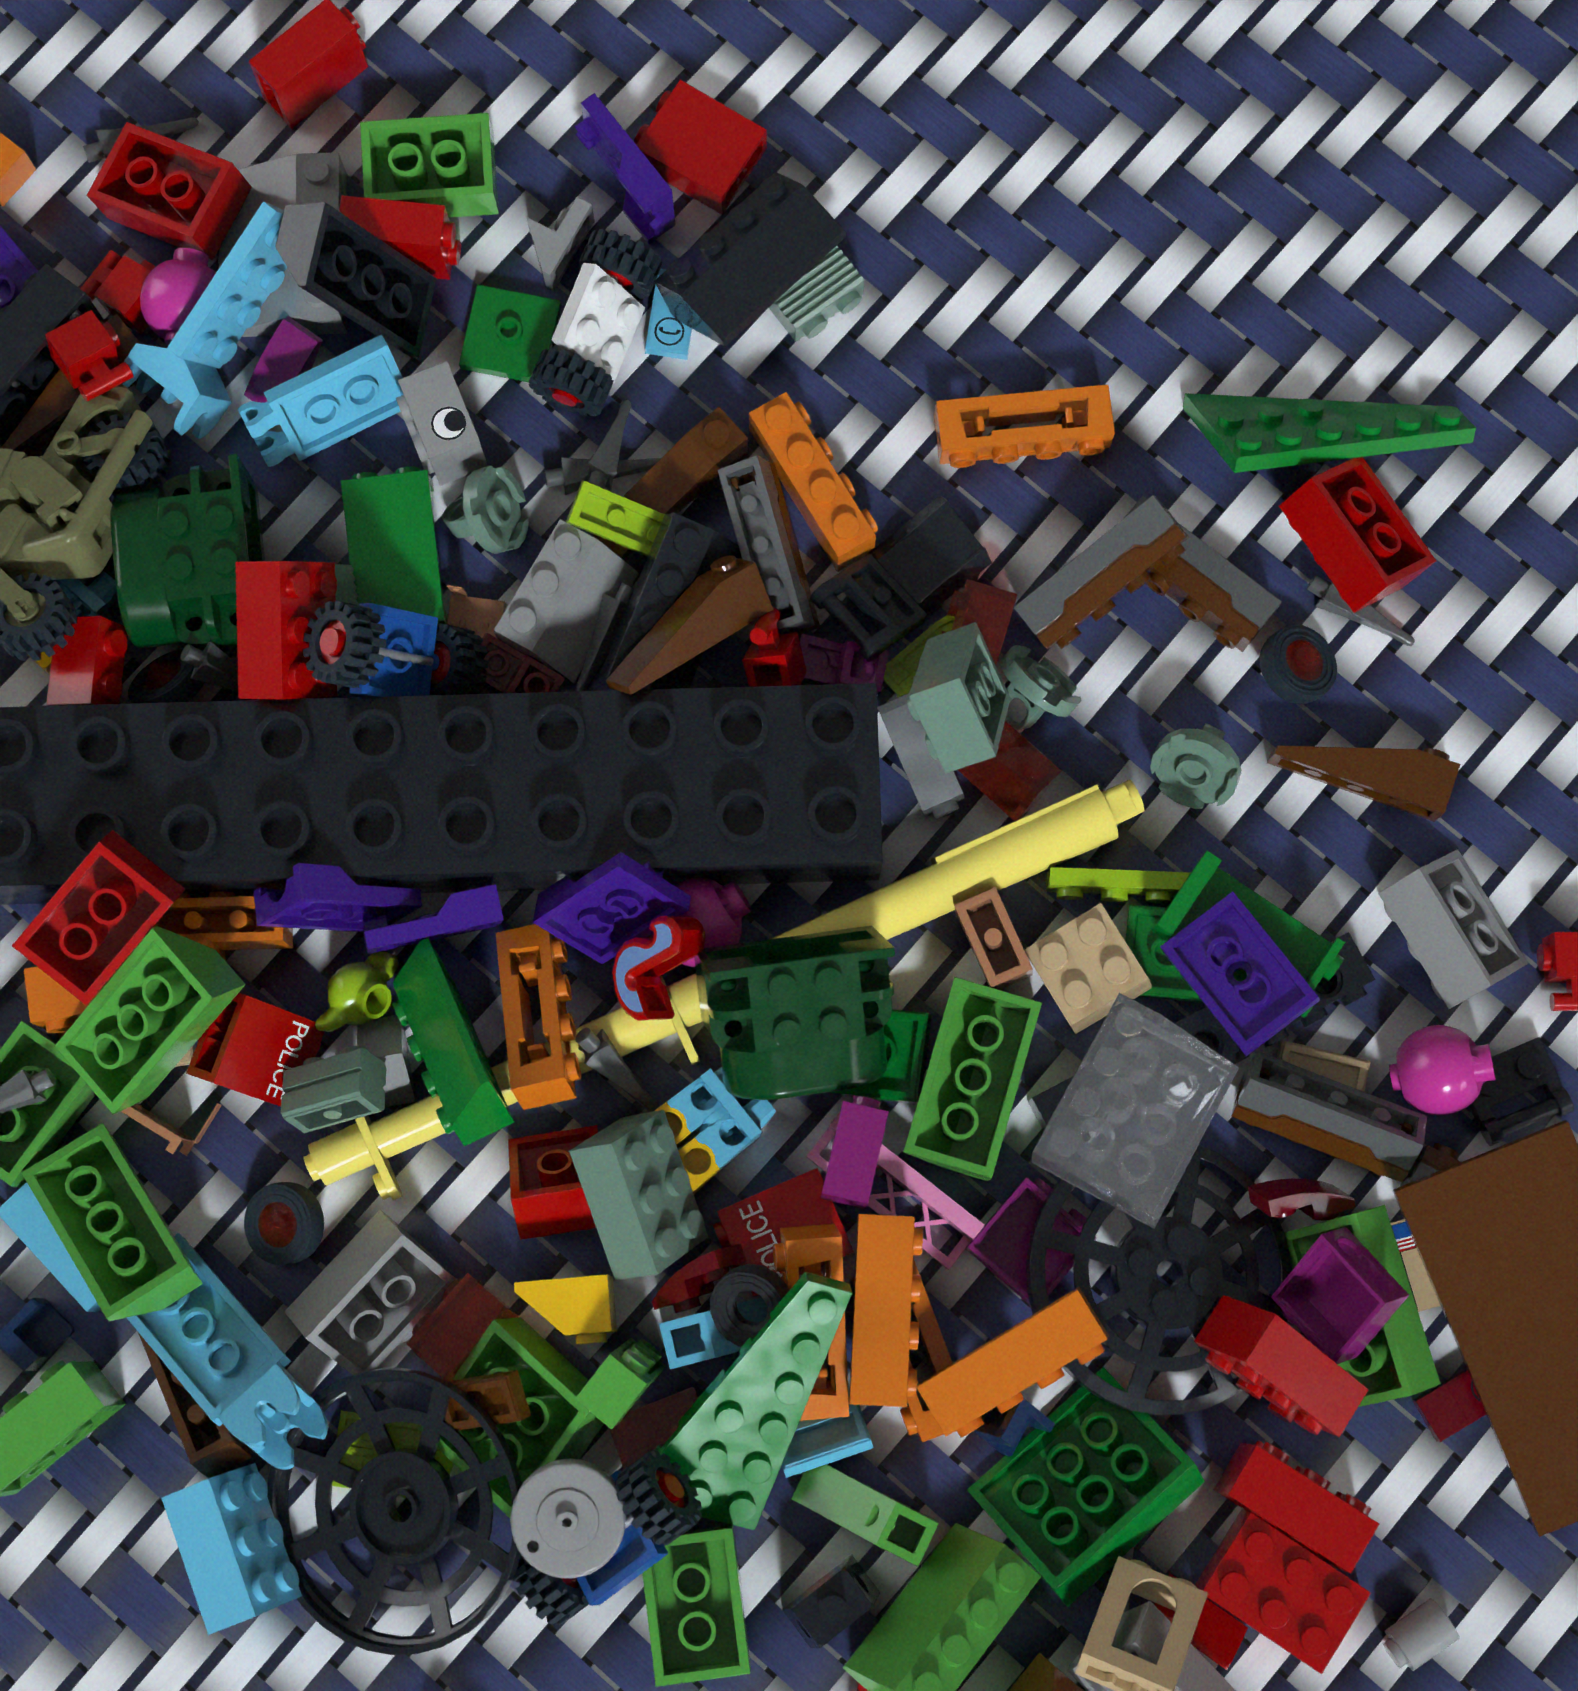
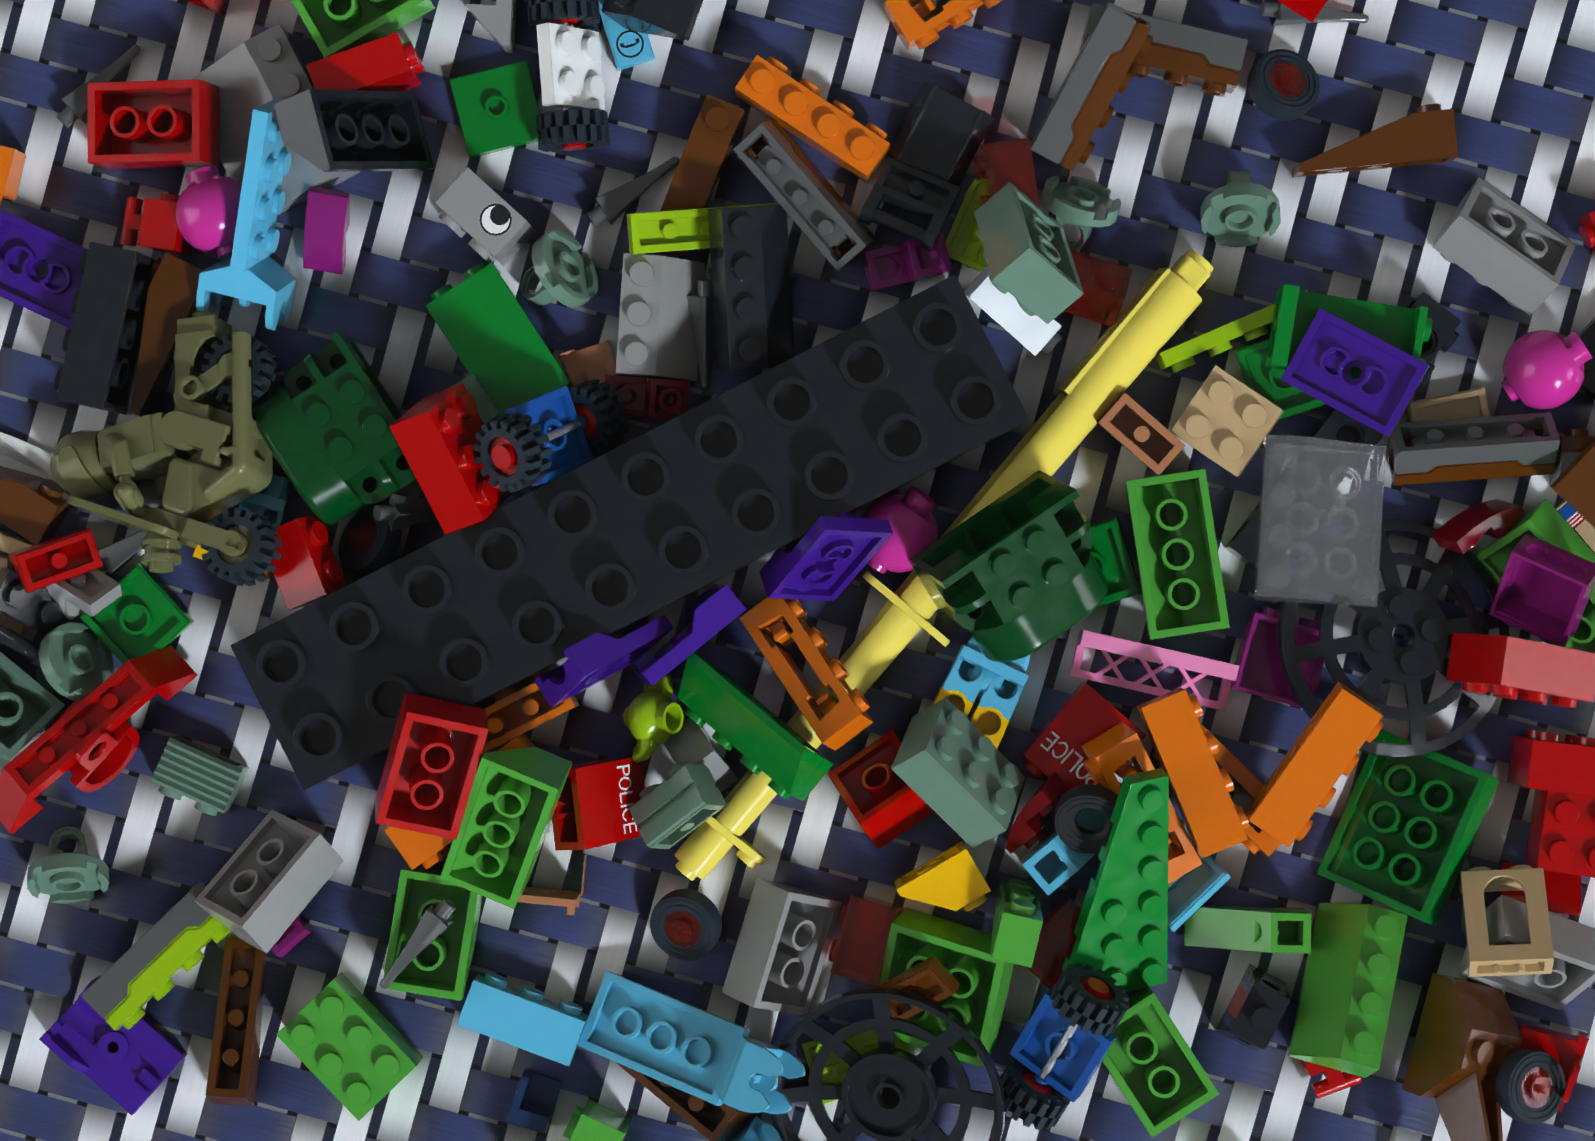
camera: 25 degrees left, 10 degrees up
(88, 355) = (163, 298): red brick -> none
(111, 1227) = (556, 994): bright green slope -> none
(326, 403) = (380, 245): medium azure tile -> none
(568, 1518) = (1028, 1048): light grey wheel -> none
(604, 461) = (635, 186): dark grey piece -> none
(605, 1059) = (880, 679): dark grey piece -> none
(645, 959) = (872, 589): red animal -> none
(702, 616) = (784, 286): reddish brown slope -> none
(773, 657) = (856, 287): red brick -> none
(855, 1152) = (1115, 662): magenta piece -> none
(1006, 1429) = (1330, 818): dark blue panel -> none

